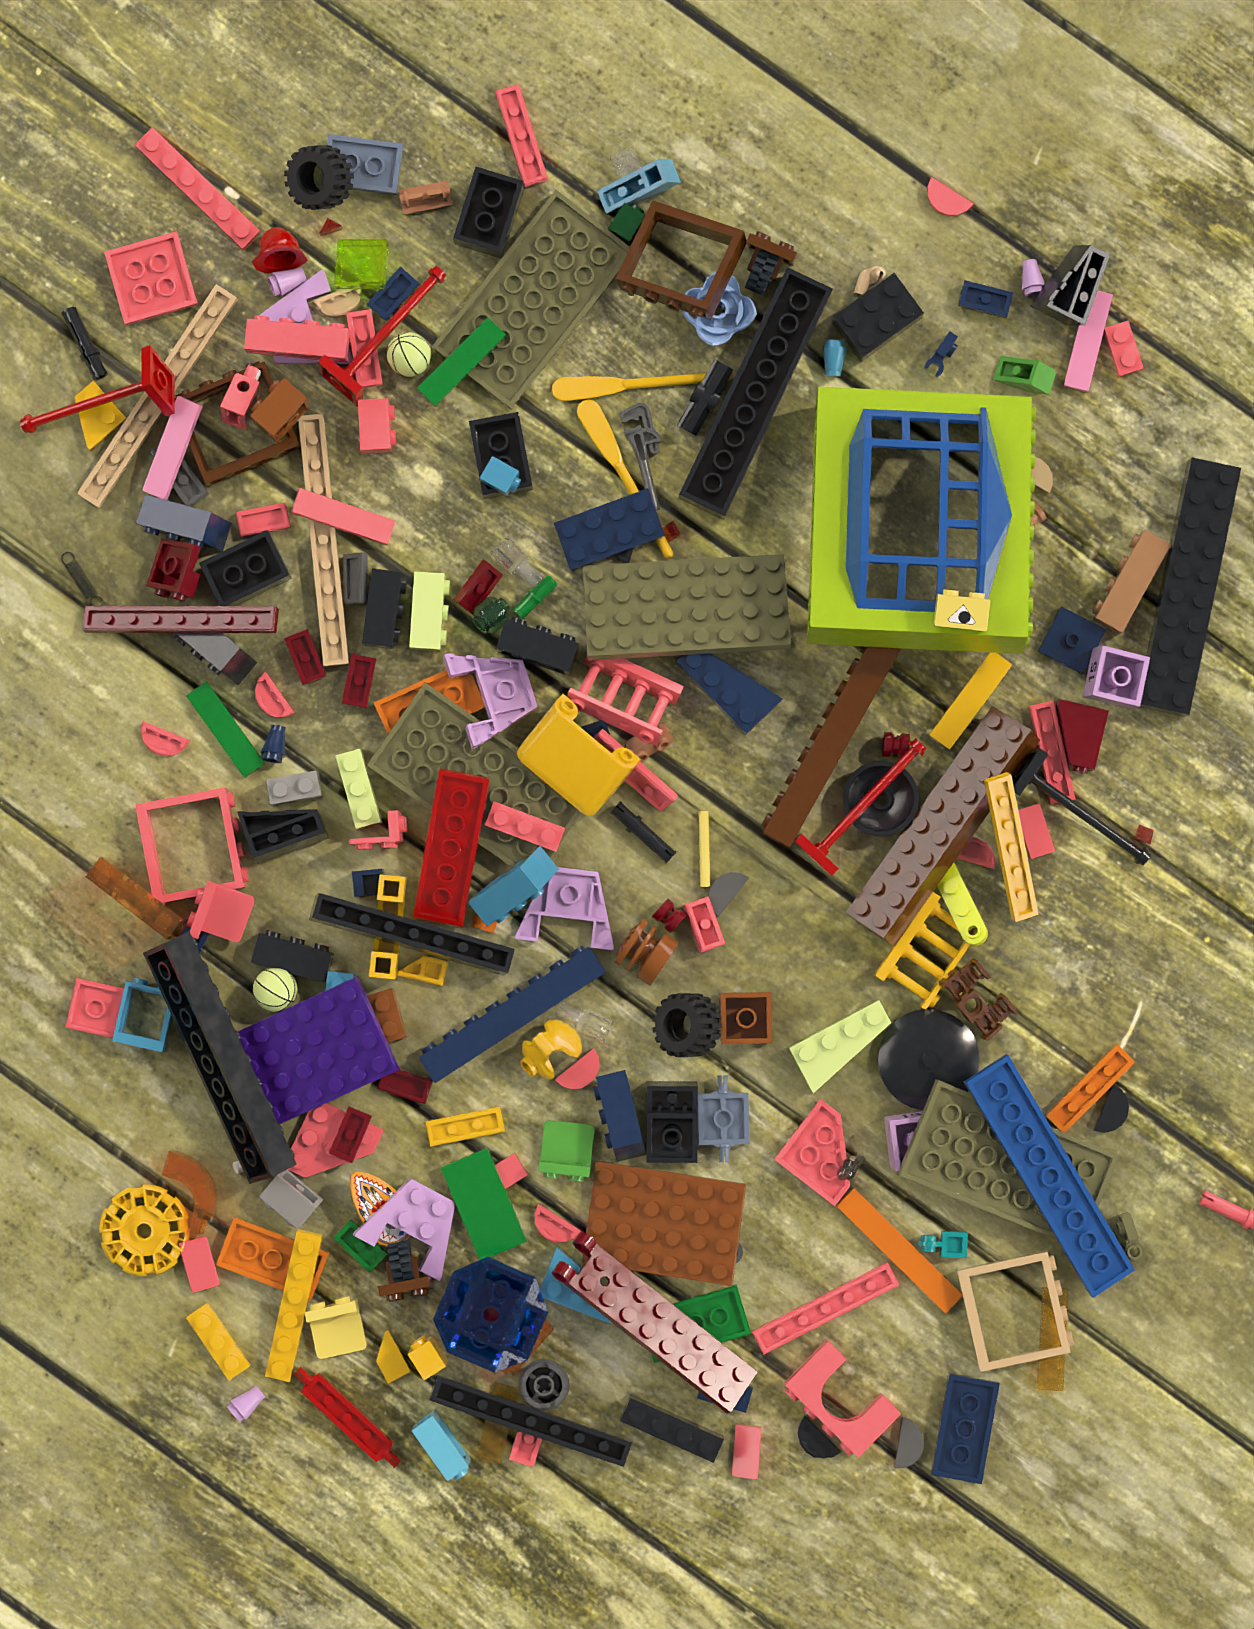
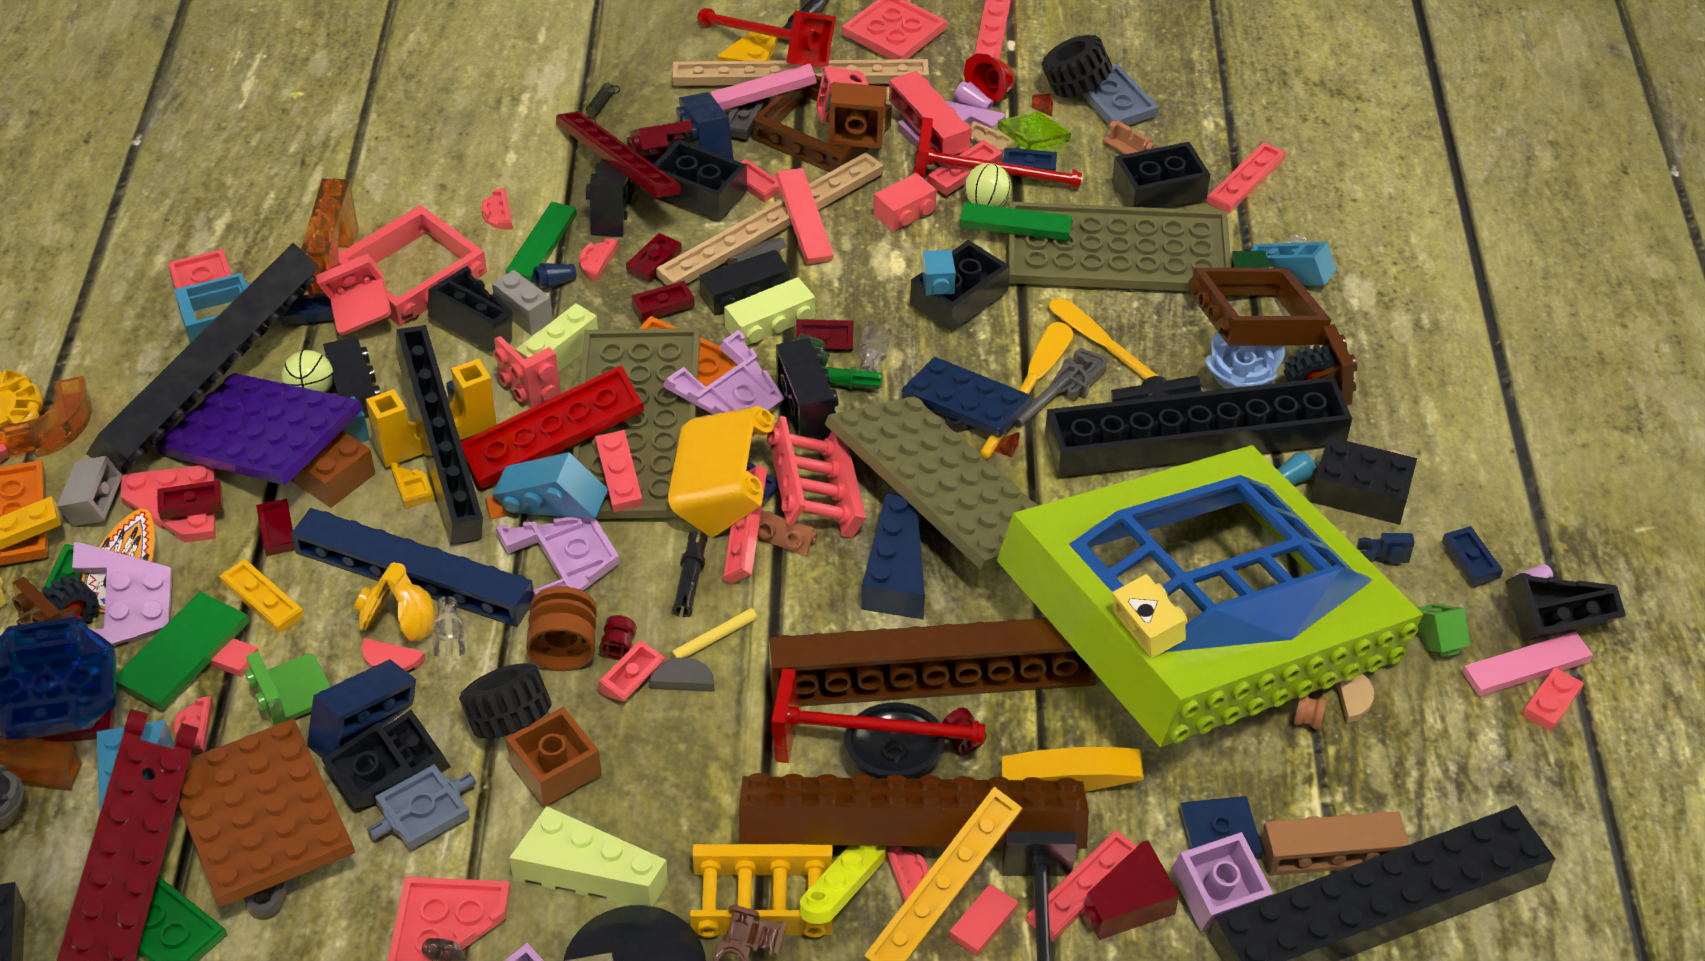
camera: 55 degrees right, 40 degrees down
(946, 200) = (1525, 480): coral tile -> none

